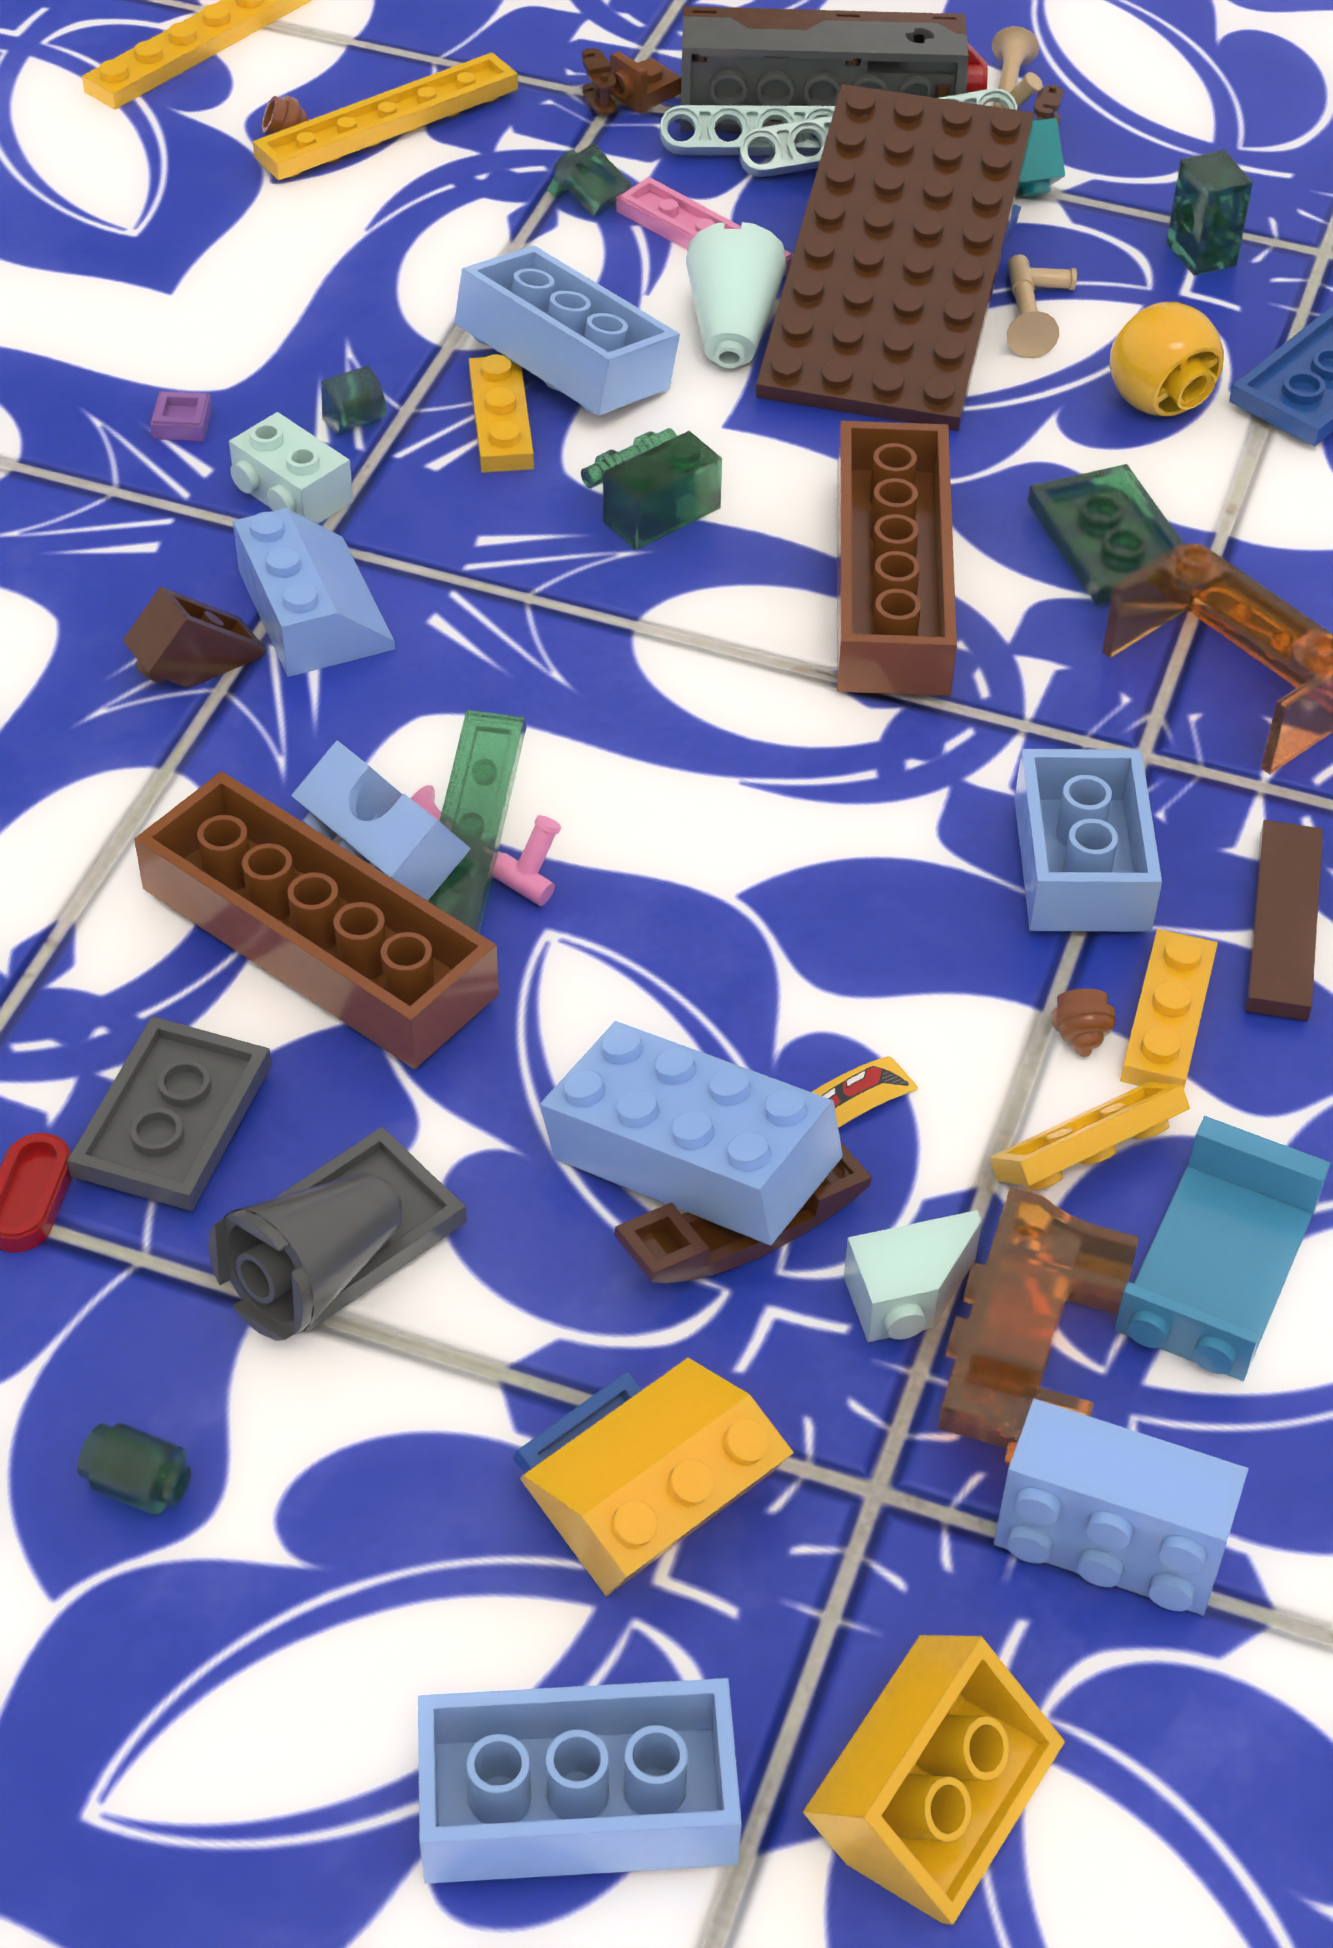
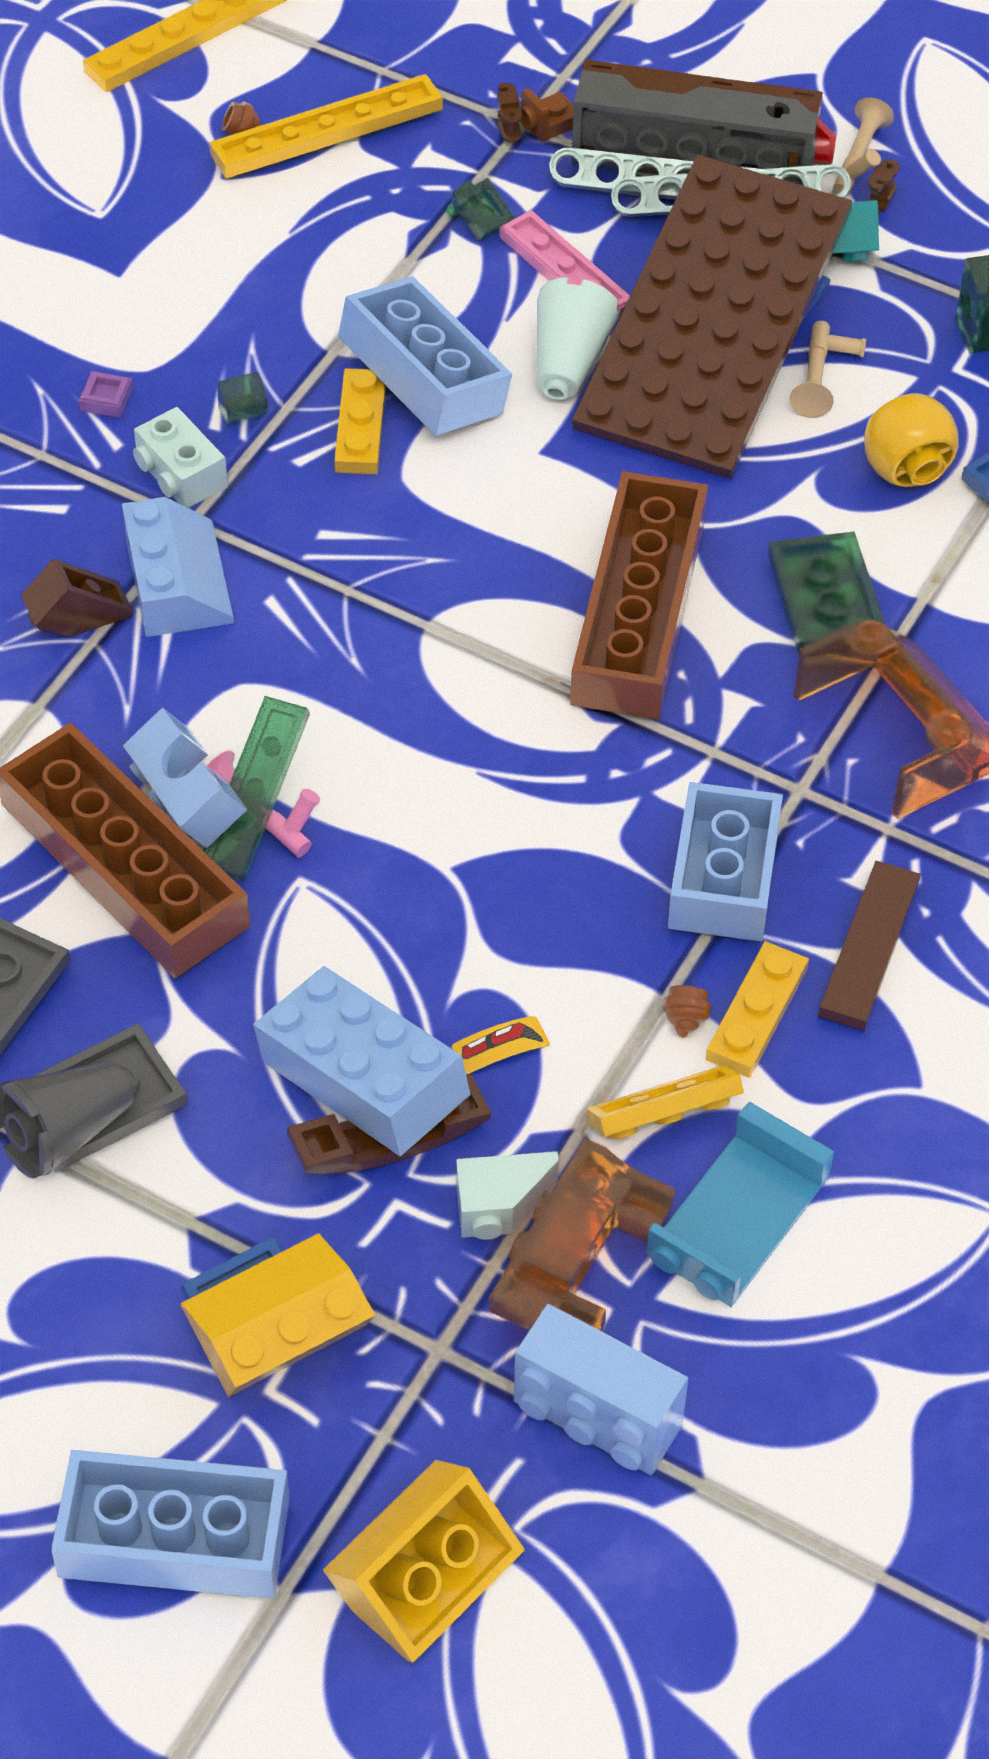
camera: 10 degrees right, 5 degrees up
(656, 485) = (467, 505): clear green brick -> none

